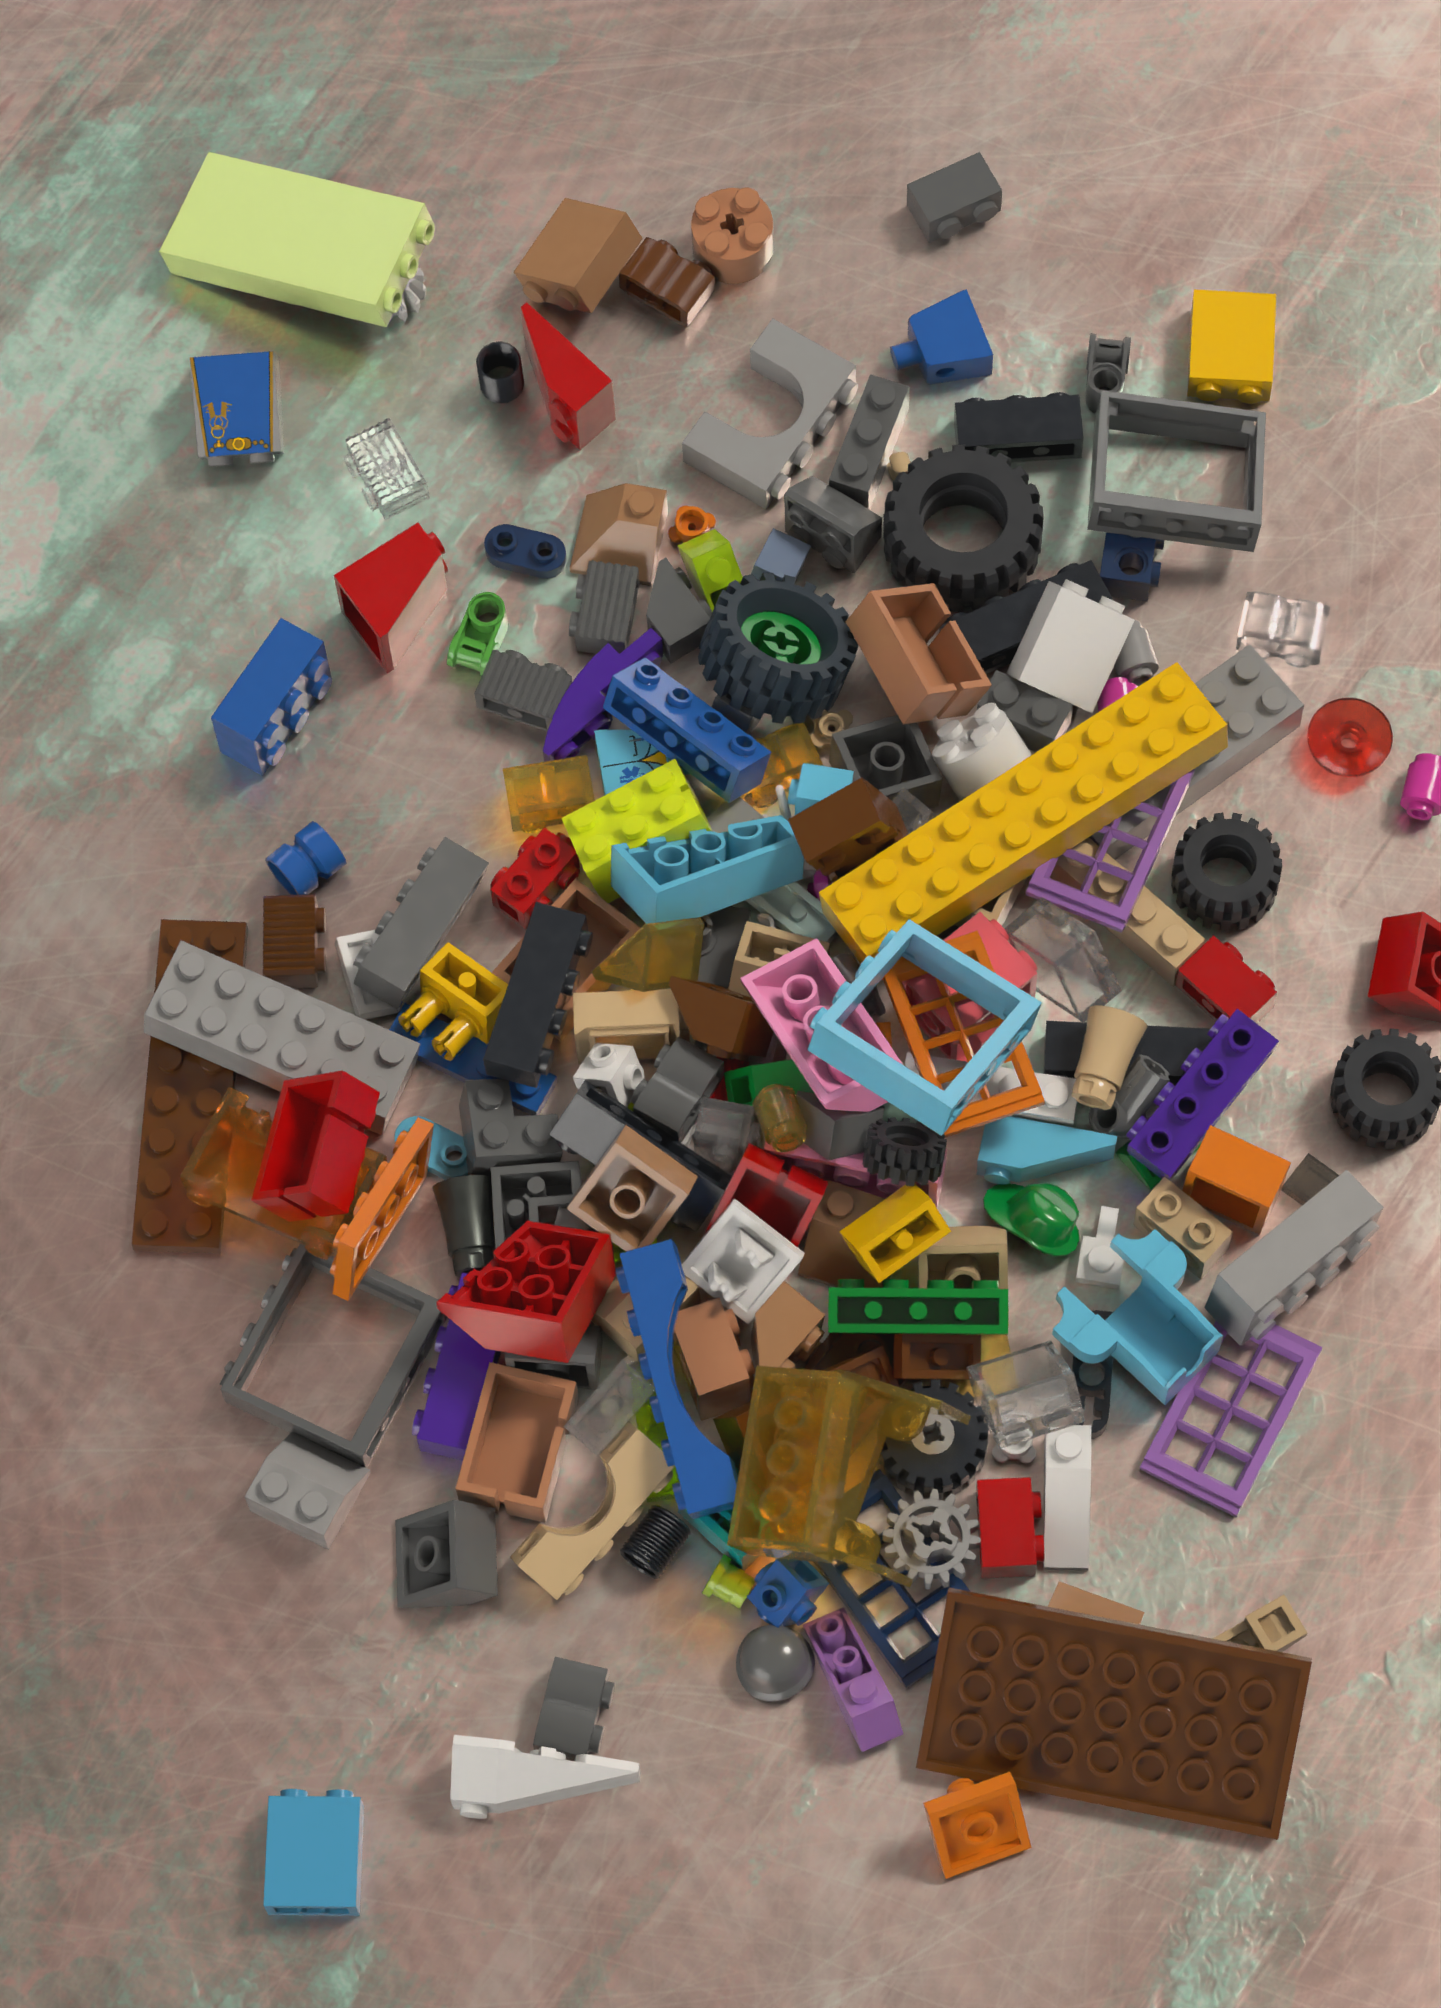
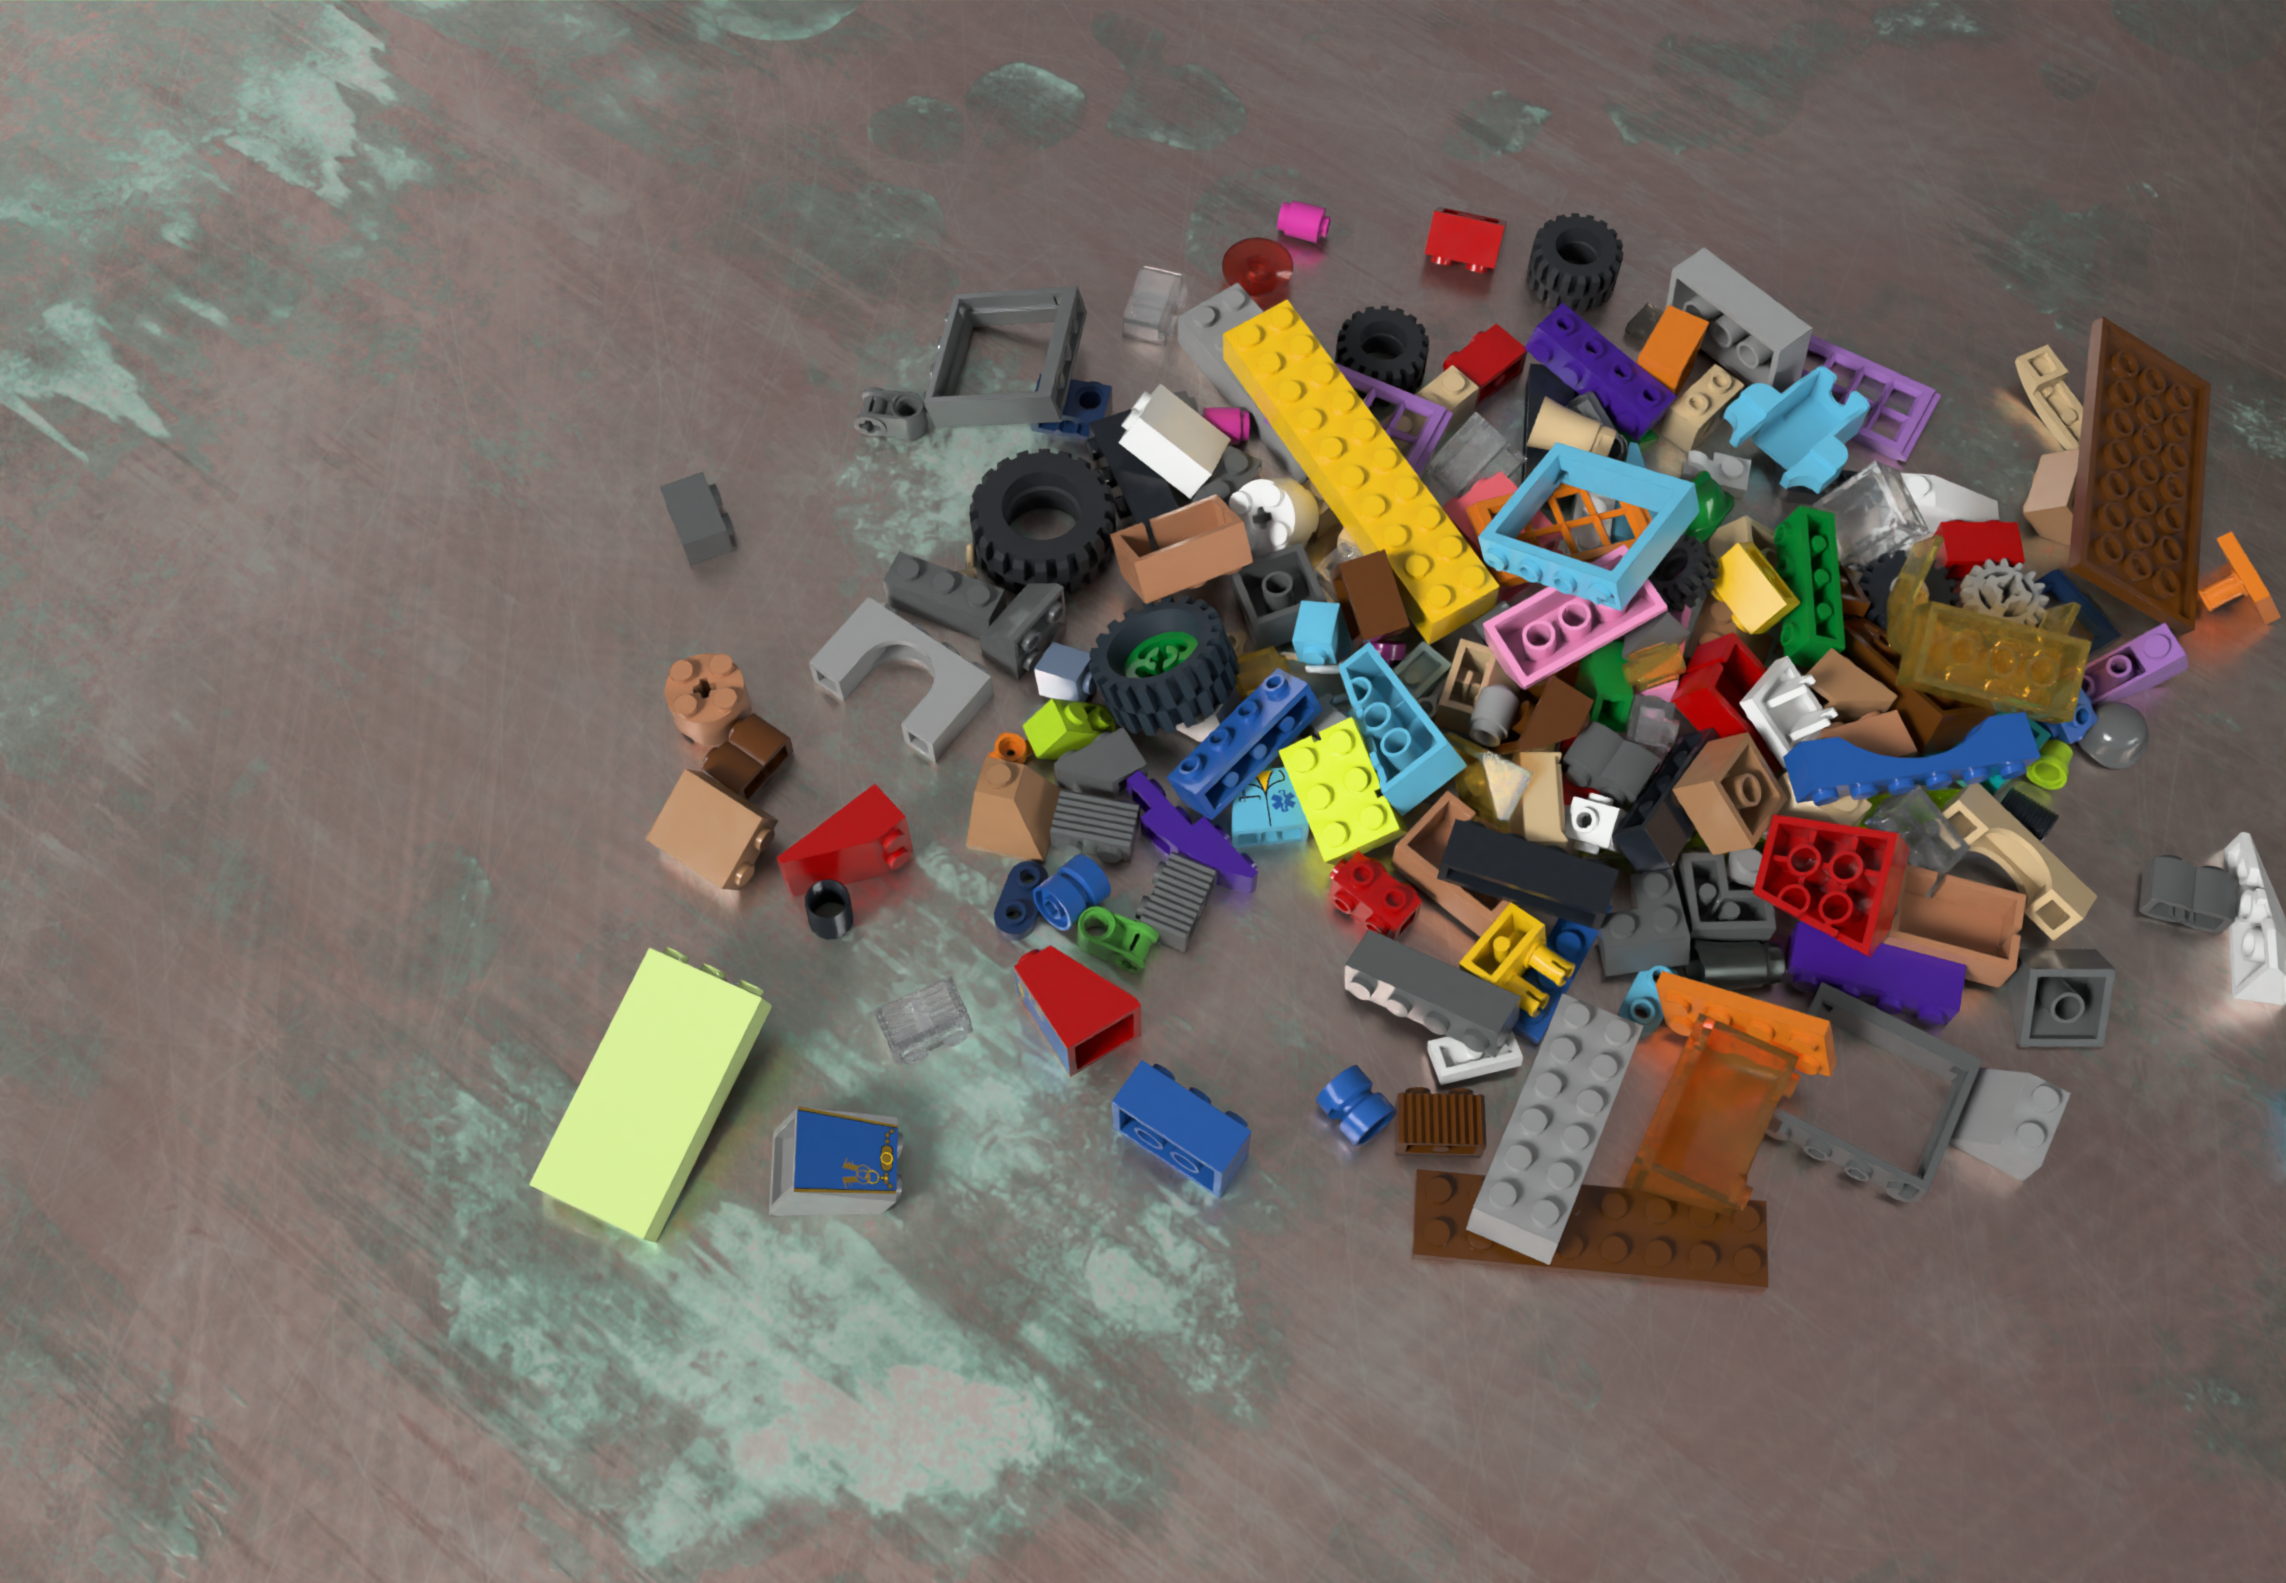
camera: 90 degrees left, 5 degrees down
(315, 1146) = (1699, 1075): red piece -> none
(530, 592) = (1071, 891): none -> blue wheel
(547, 792) = (1292, 878): clear yellow brick -> none
(724, 966) = (1493, 715): none -> light grey brick
(946, 342) = (845, 532): blue torso -> none
(1022, 426) = (940, 483): black brick -> none
(1231, 346) = (879, 322): yellow brick -> none

